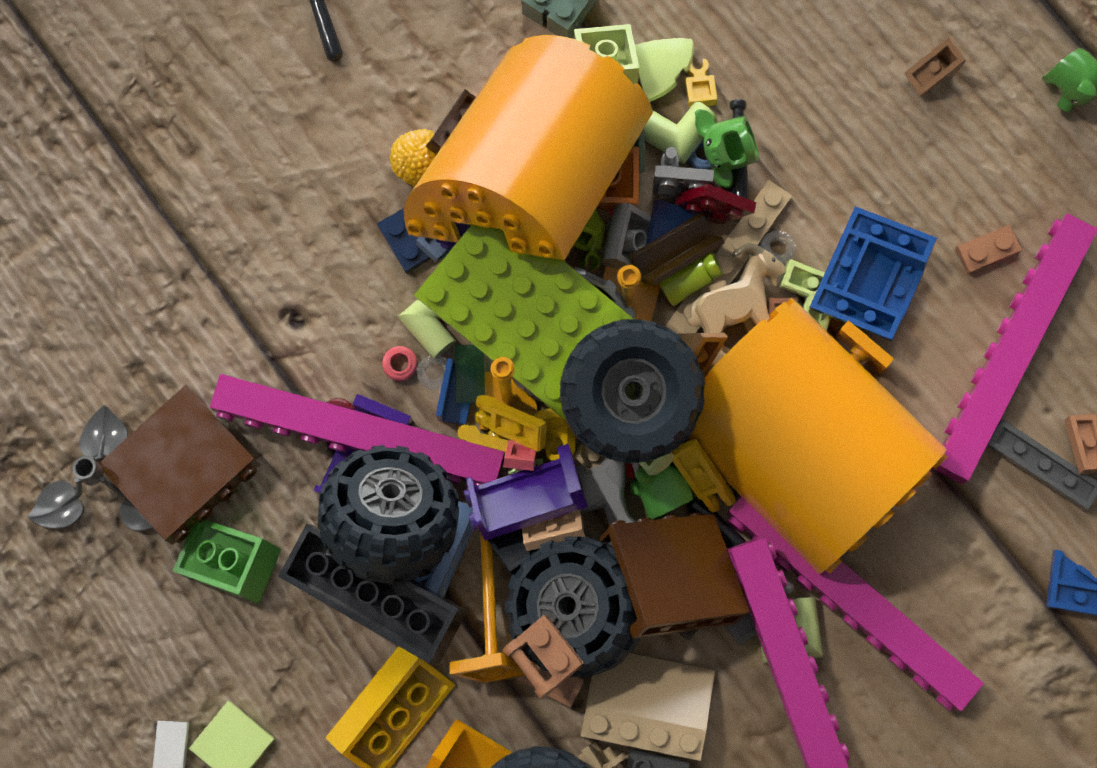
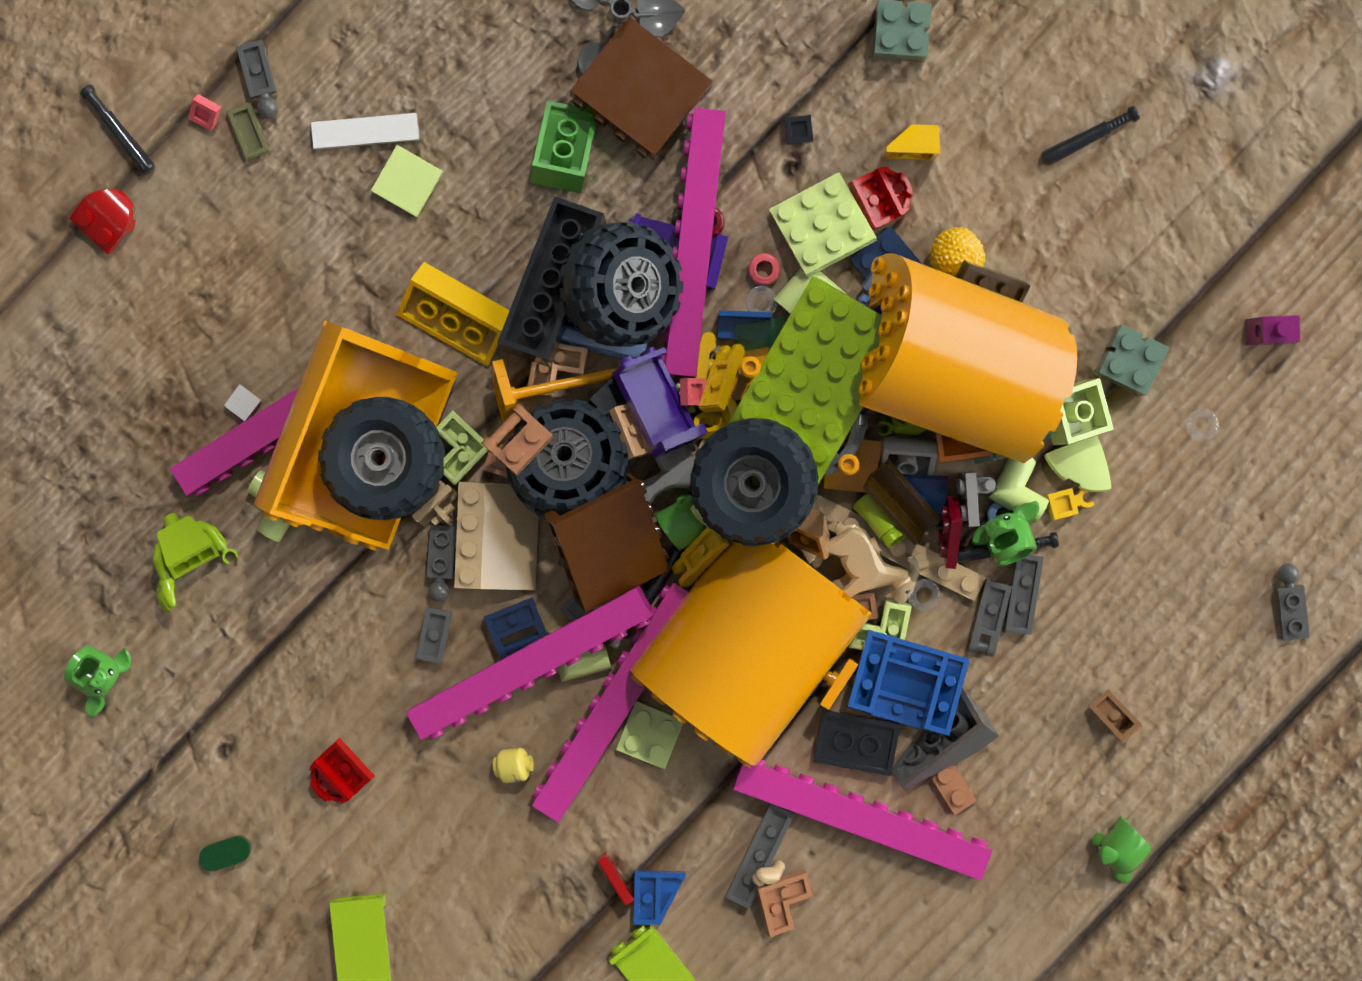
camera: 75 degrees right, 10 degrees up
(172, 181) = (901, 31): none -> sand green piece
(256, 304) = (798, 130): none -> black plate
(294, 182) = (915, 143): none -> yellow slope
(343, 227) = (882, 195): none -> red slope
(362, 293) = (823, 224): none -> yellowish green plate
(462, 591) = (567, 359): none -> light nougat brick
(542, 721) = (466, 445): none -> yellowish green brick
(746, 702) = (511, 621): none -> dark blue plate
(793, 143) = (1024, 595): none -> dark grey plate
(812, 182) = (989, 617): none -> dark grey plate
(895, 566) = (649, 734): none -> yellowish green plate
(911, 726) = (513, 765): none -> light yellow head
(930, 341) = (856, 742): none -> black plate
(951, 257) = (936, 752): none -> dark grey wedge
(1054, 629) = (615, 878): none -> red tile
(1068, 456) = (769, 875): none -> tan arm

